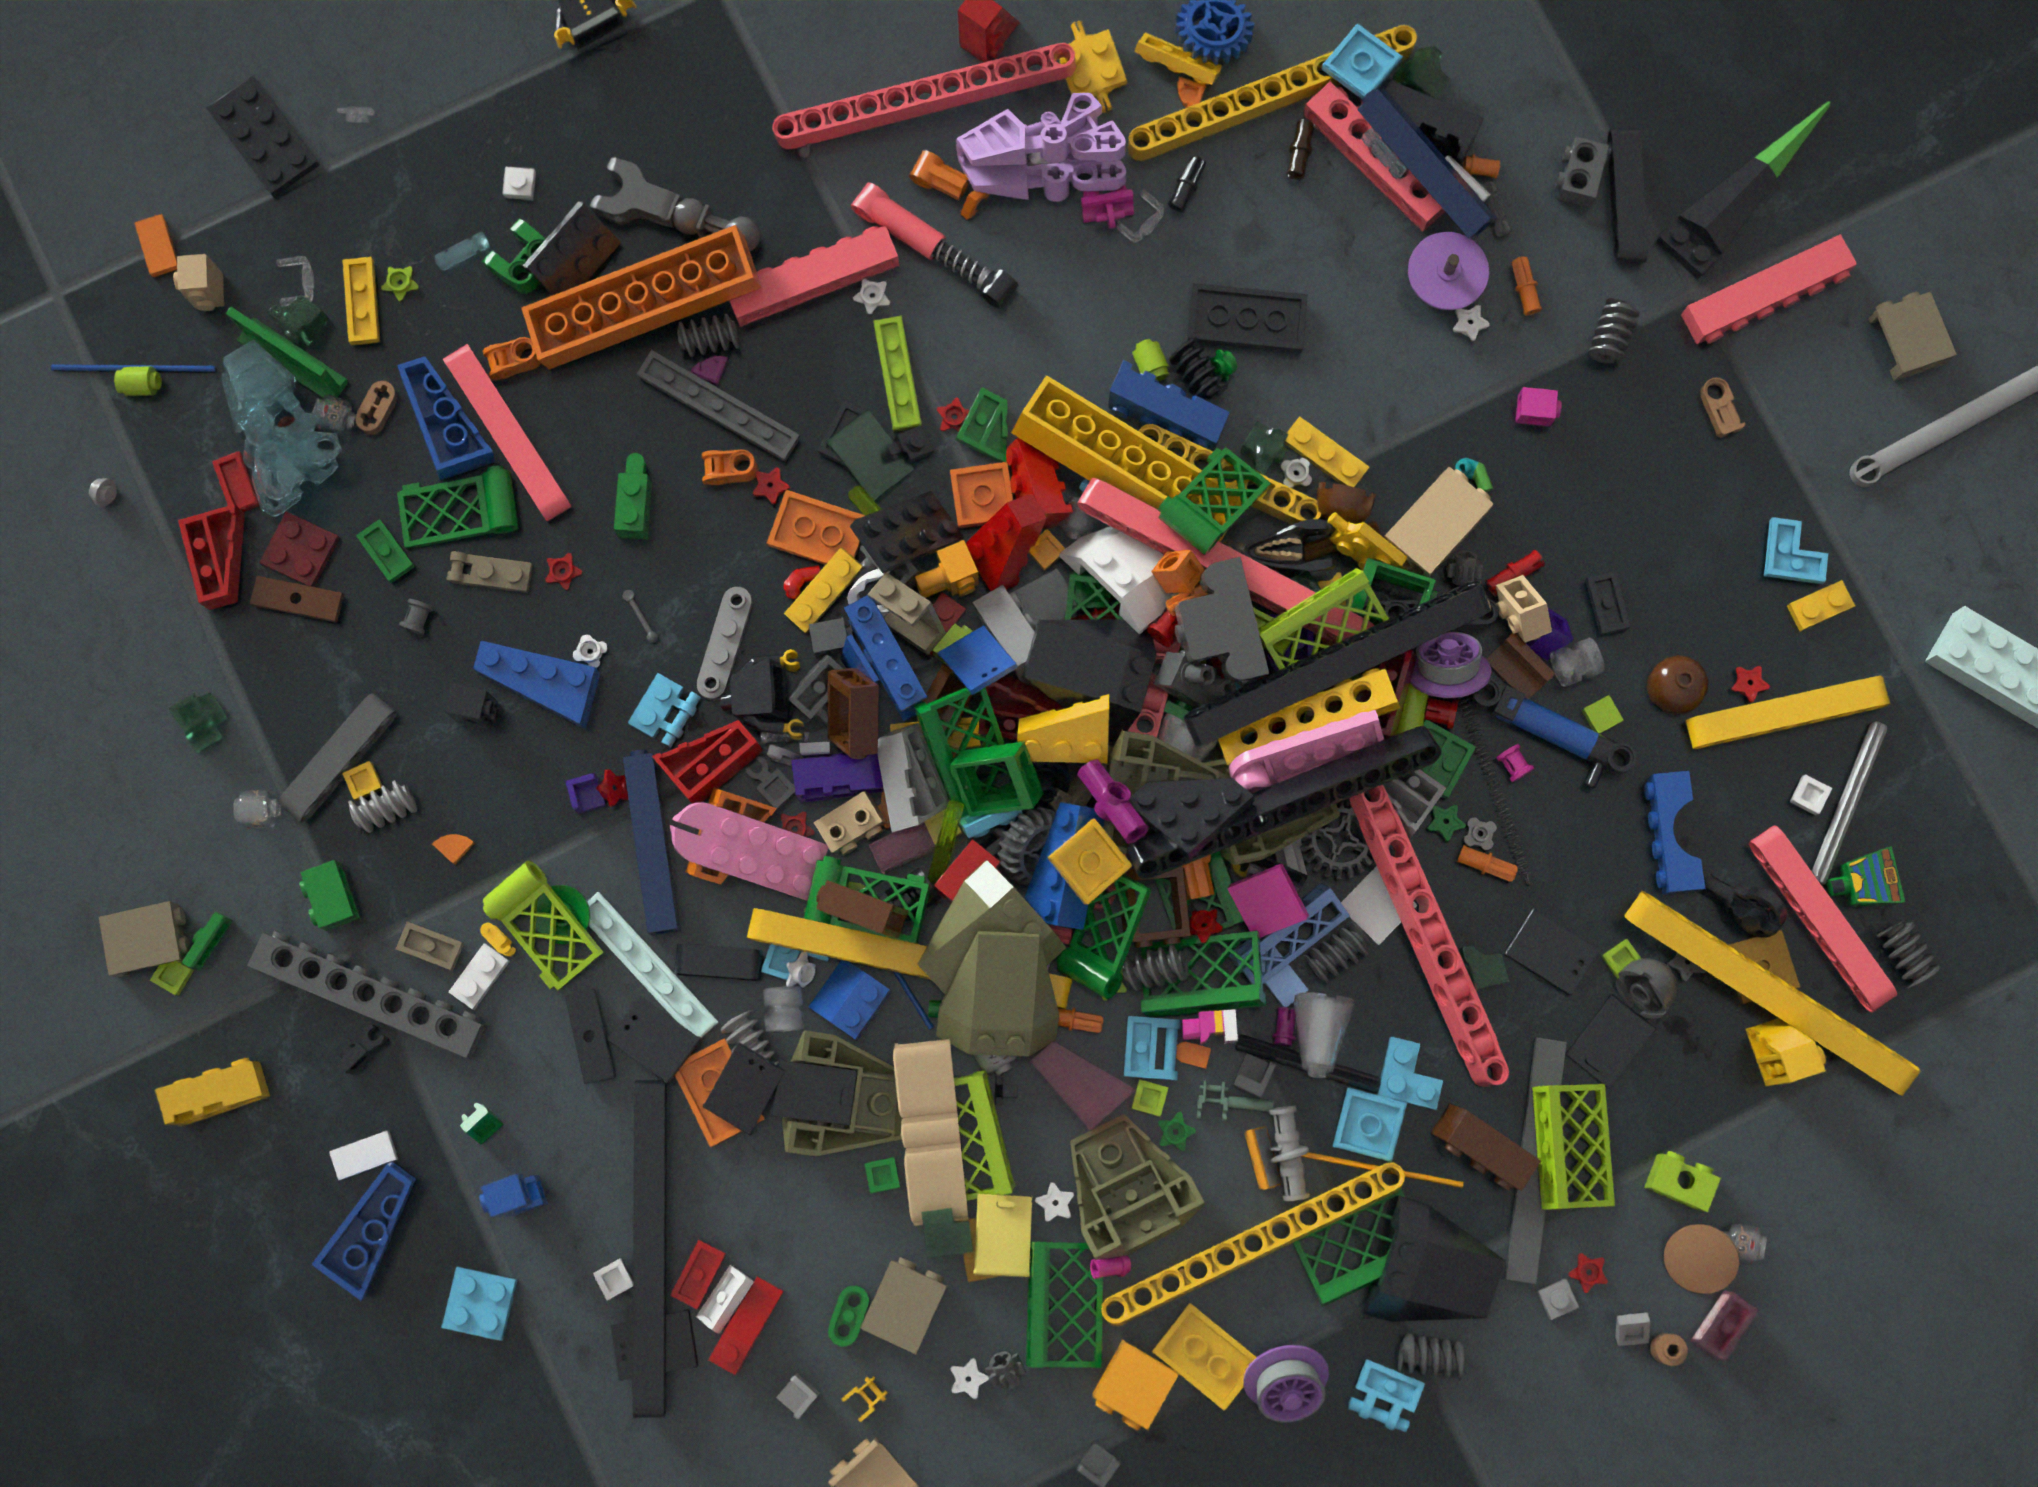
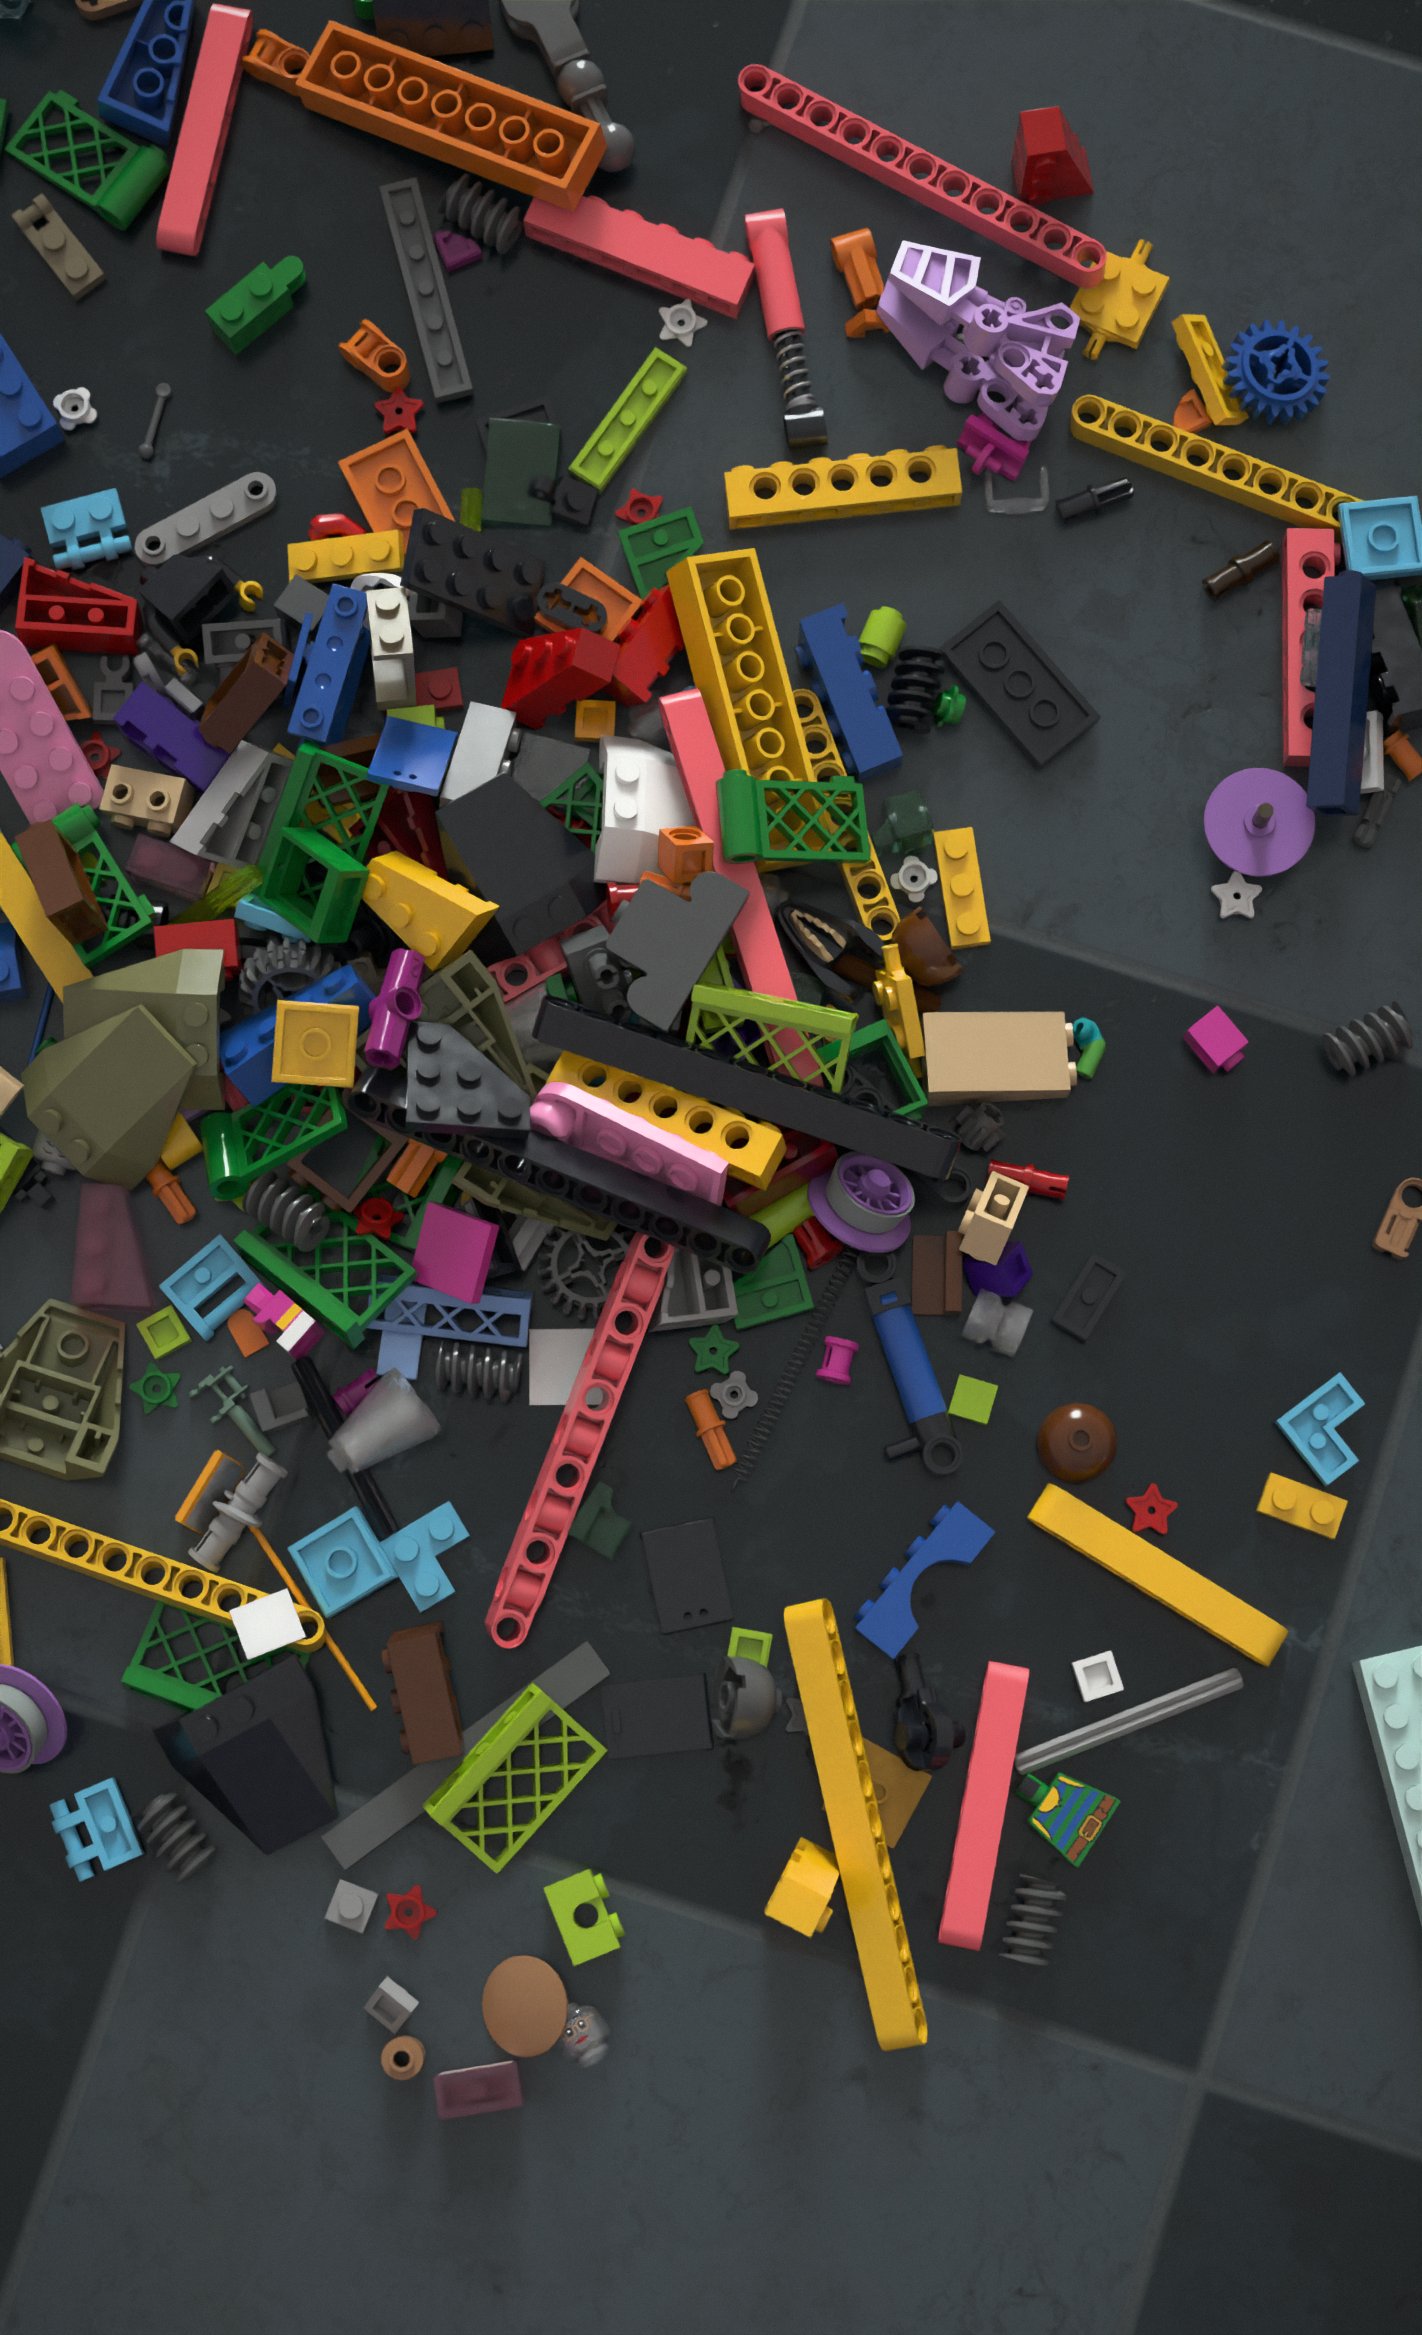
camera: 45 degrees right, 0 degrees up
(556, 565) = (119, 302): red plate -> none
(955, 573) = (481, 652): light orange brick -> none
(979, 508) = (576, 602): none -> black beam
(1010, 360) = (826, 502): none -> yellow brick
(1370, 1195) = (267, 1624): none -> white sticker
(1526, 286) = (1329, 913): orange axle -> none

